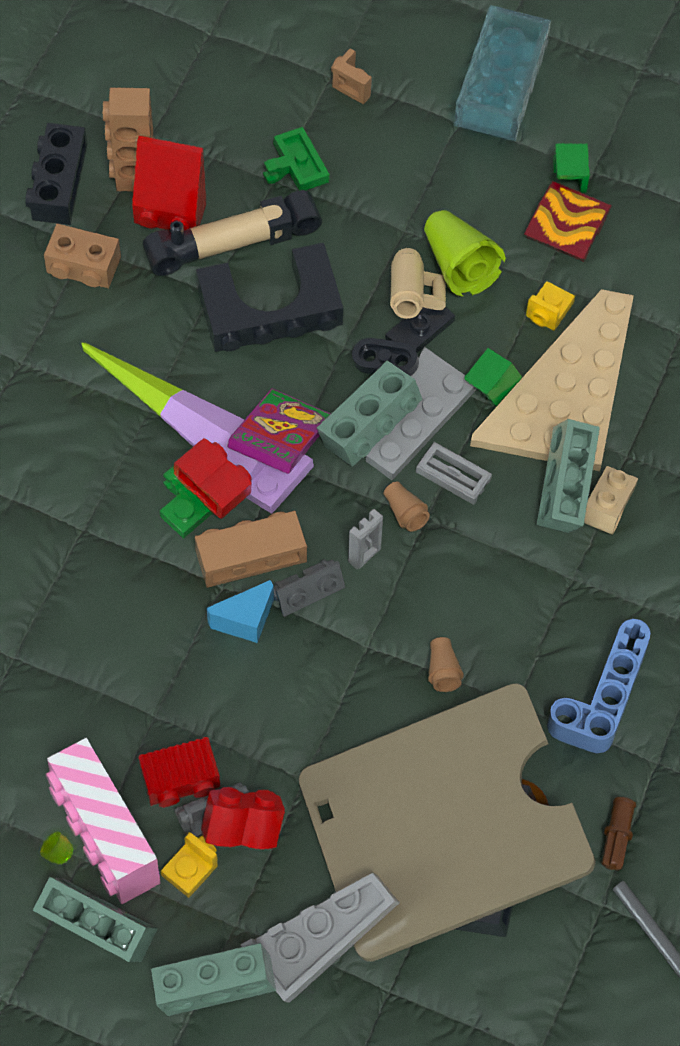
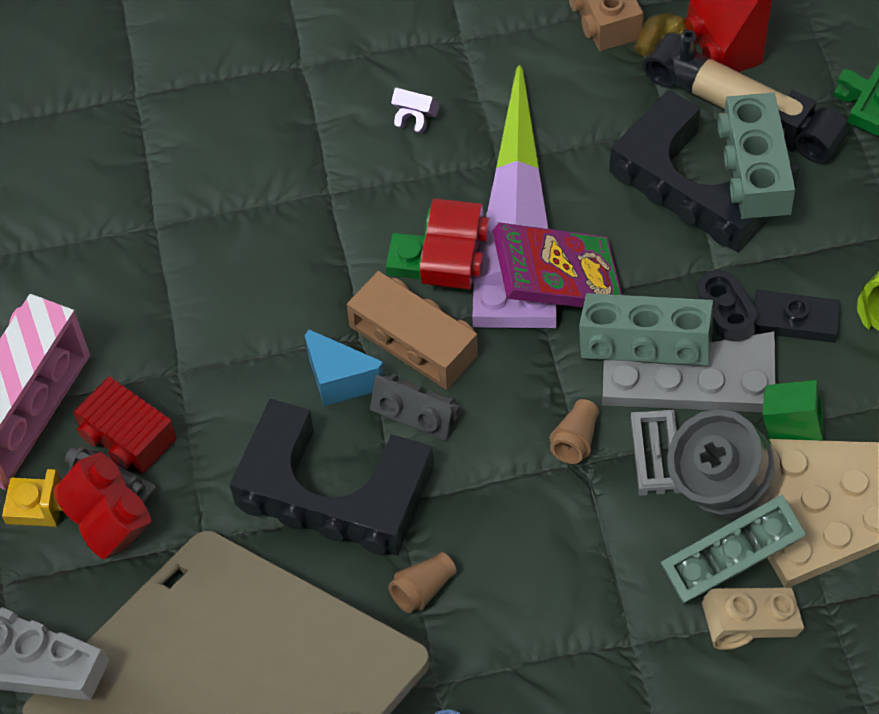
camera: 60 degrees right, 5 degrees down
(62, 427) = (414, 105): none -> tile
(127, 237) = (655, 29): none -> clear yellow arm
(297, 243) = (756, 156): none -> sand green brick
(303, 708) = (371, 516): none -> black arch
(367, 536) = (497, 399): light grey tile -> none
(408, 285) = (826, 268): tan piece -> none
(505, 418) = (723, 464): none -> dark grey wheel

